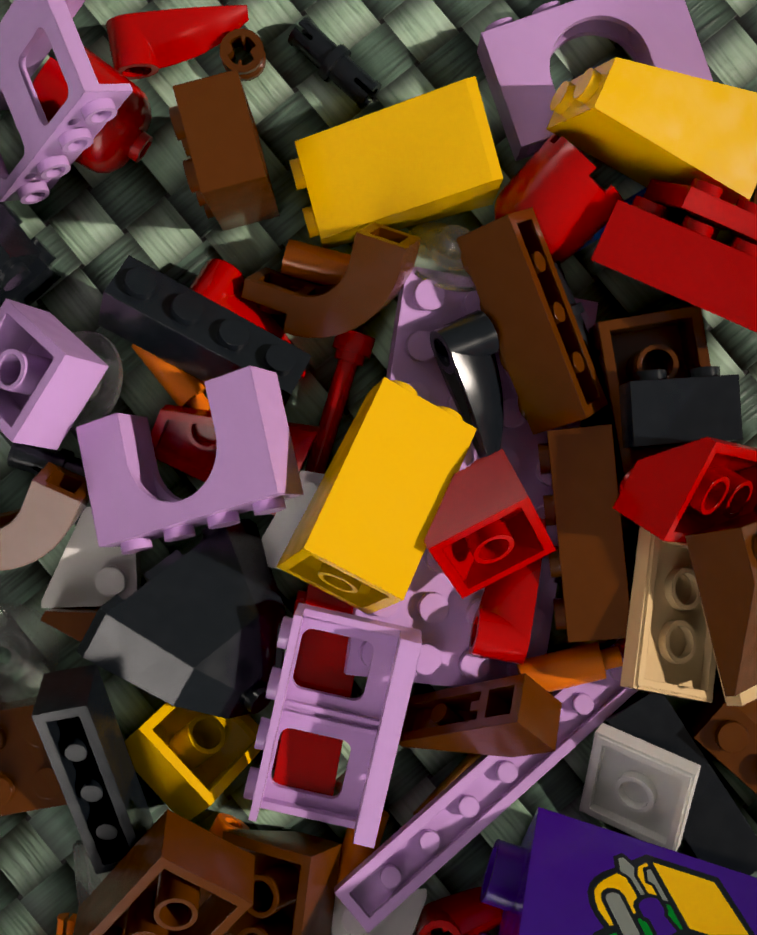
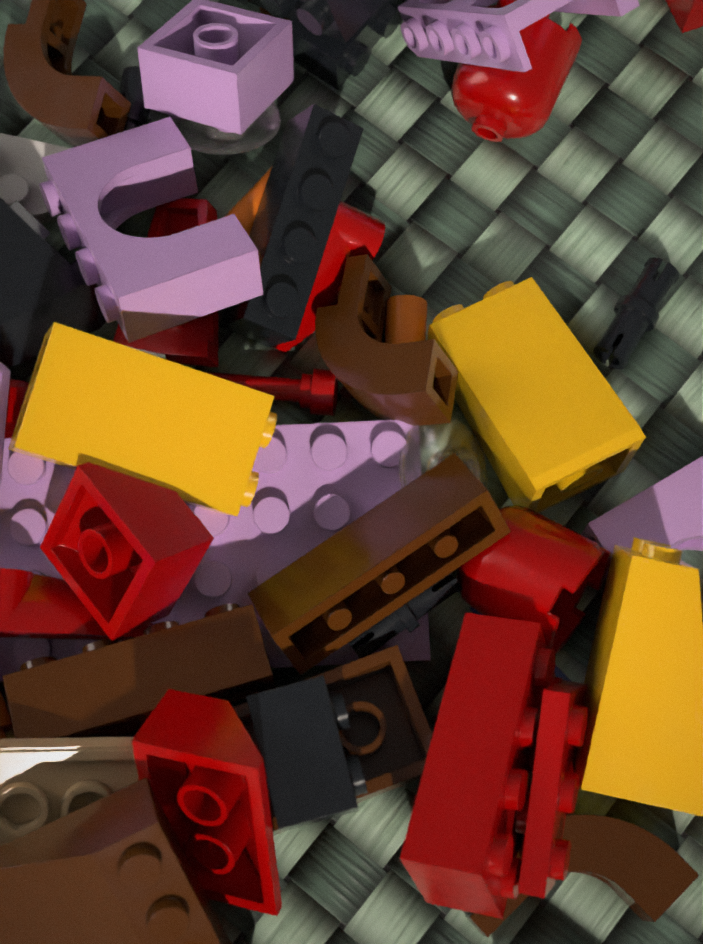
camera: 80 degrees right, 15 degrees down
(162, 38) = (615, 135): red piece -> none
(224, 149) = (496, 199): reddish brown brick -> none
(244, 38) = (625, 232): reddish brown bush -> none
(470, 370) = (300, 516): black piece -> none

